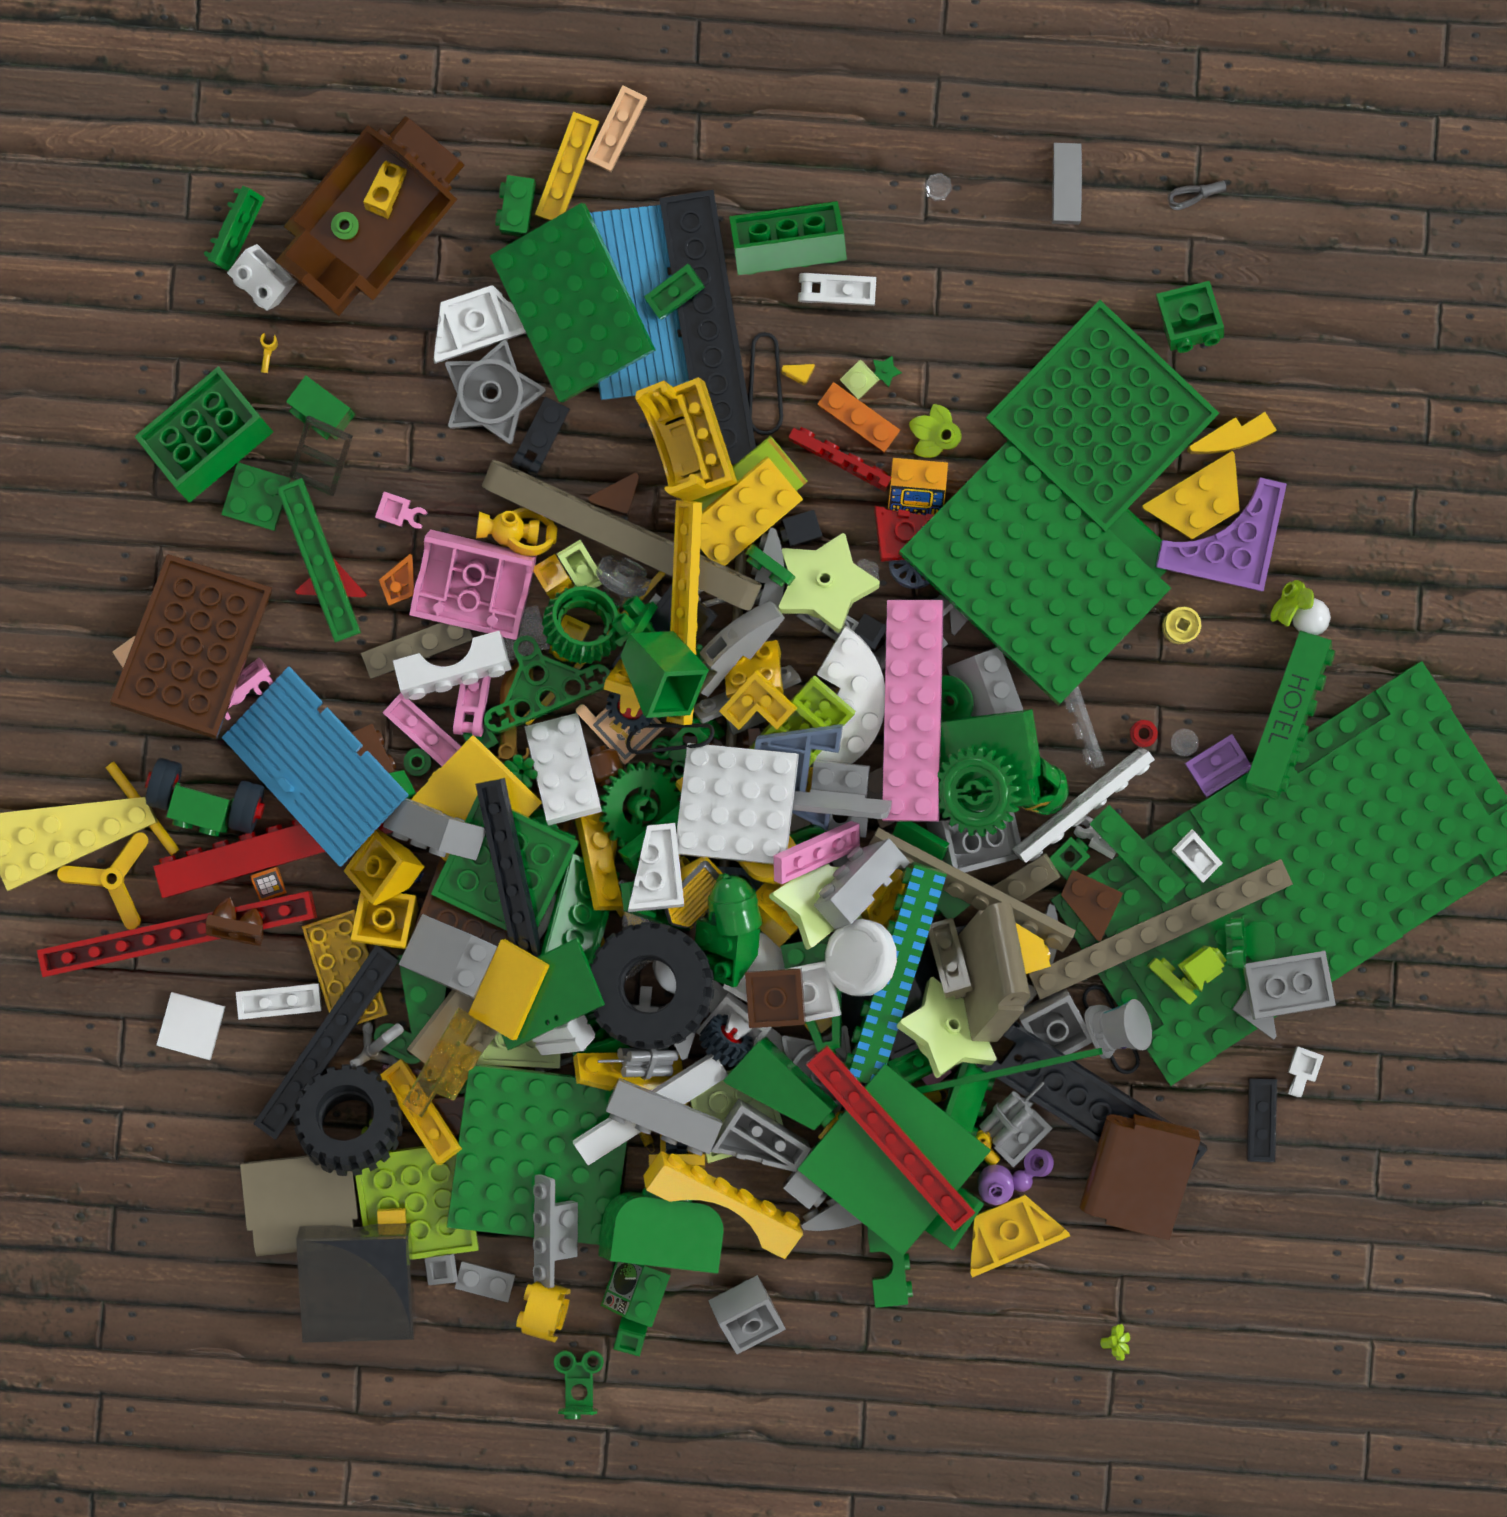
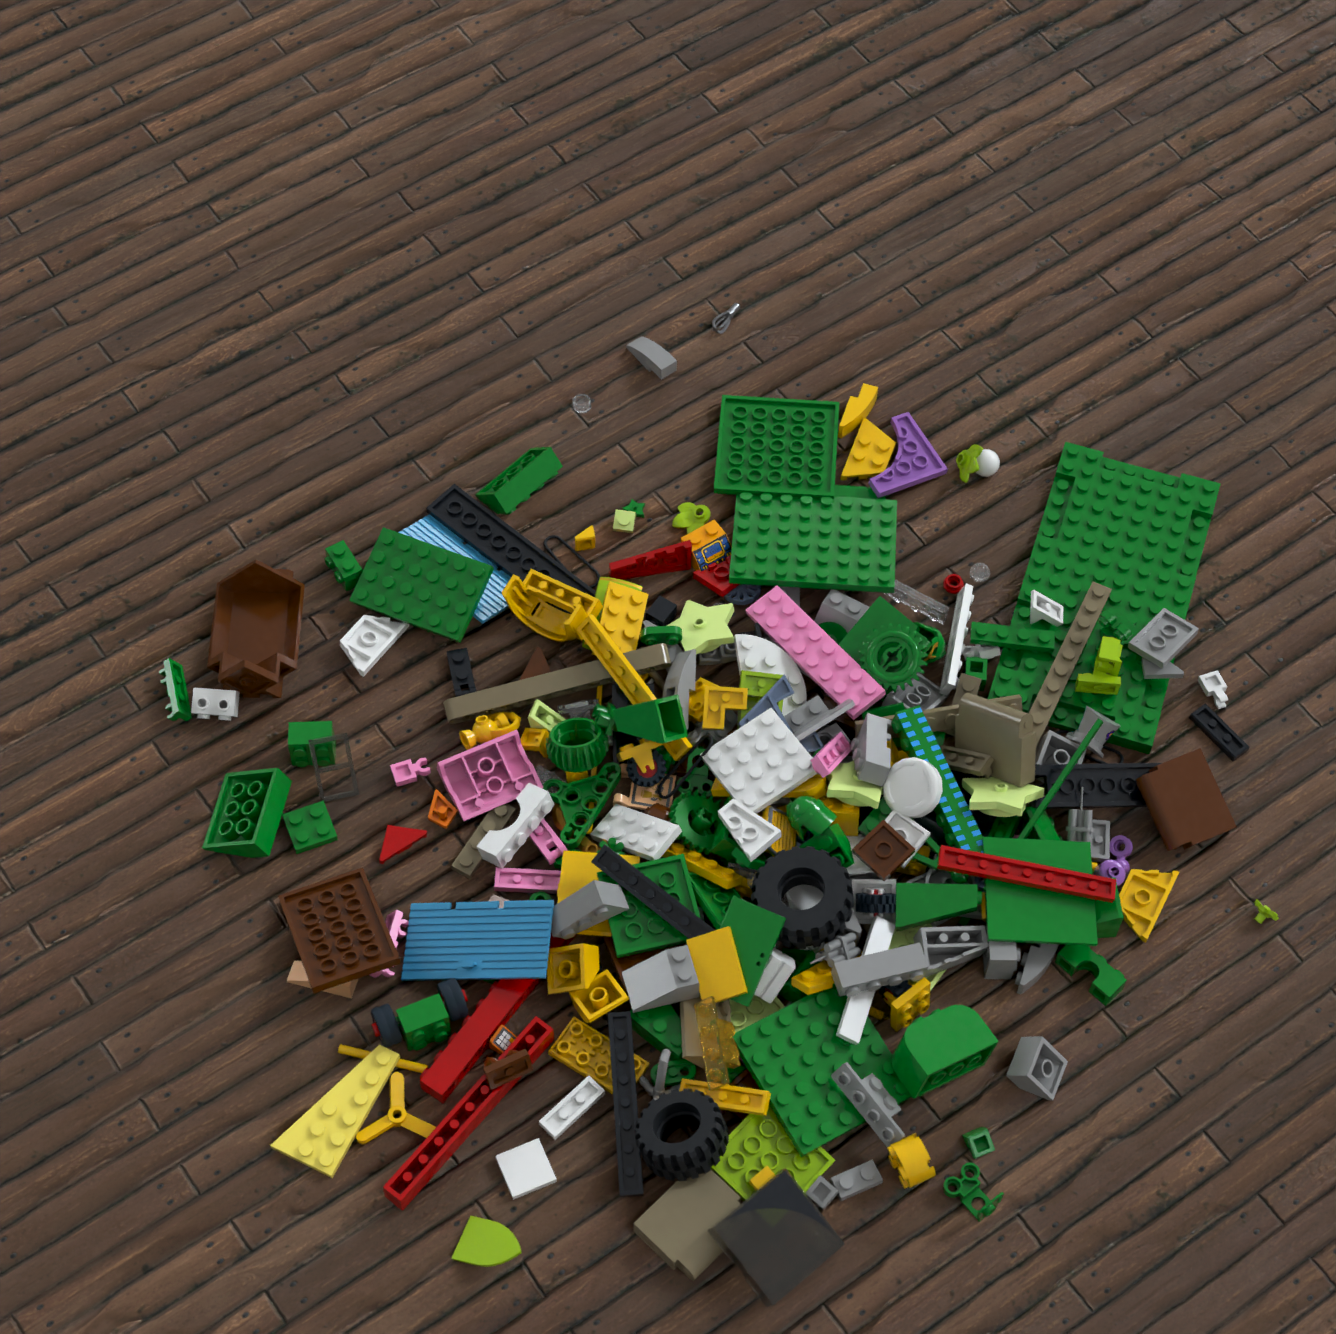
camera: 40 degrees left, 30 degrees down
(96, 1072) = (486, 1243): none -> lime shield
(267, 352) = (250, 741): yellow hand -> none
(318, 560) = (380, 830): green tile -> none
(348, 233) = (245, 648): bright green plate -> none
(385, 189) = (255, 609): yellow leg -> none
(495, 372) = (411, 671): light grey plate -> none
(567, 167) = (356, 528): yellow plate -> none
(616, 129) = (370, 493): light nougat plate -> none
(636, 1291) = (956, 1106): green slope -> none
(674, 291) = (478, 541): green plate -> none
(676, 1180) = (1002, 1000): yellow arch -> none
(838, 289) = (570, 486): white plate -> none
(858, 417) = (639, 540): orange plate -> none
(1091, 902) = (1011, 678): reddish brown wing -> none
(1181, 625) = (920, 514): light yellow wheel -> none
(1190, 317) = (779, 371): green plate -> none
(1218, 765) = (1010, 569): medium lavender plate -> none
(1289, 715) = (1024, 512): green brick -> none

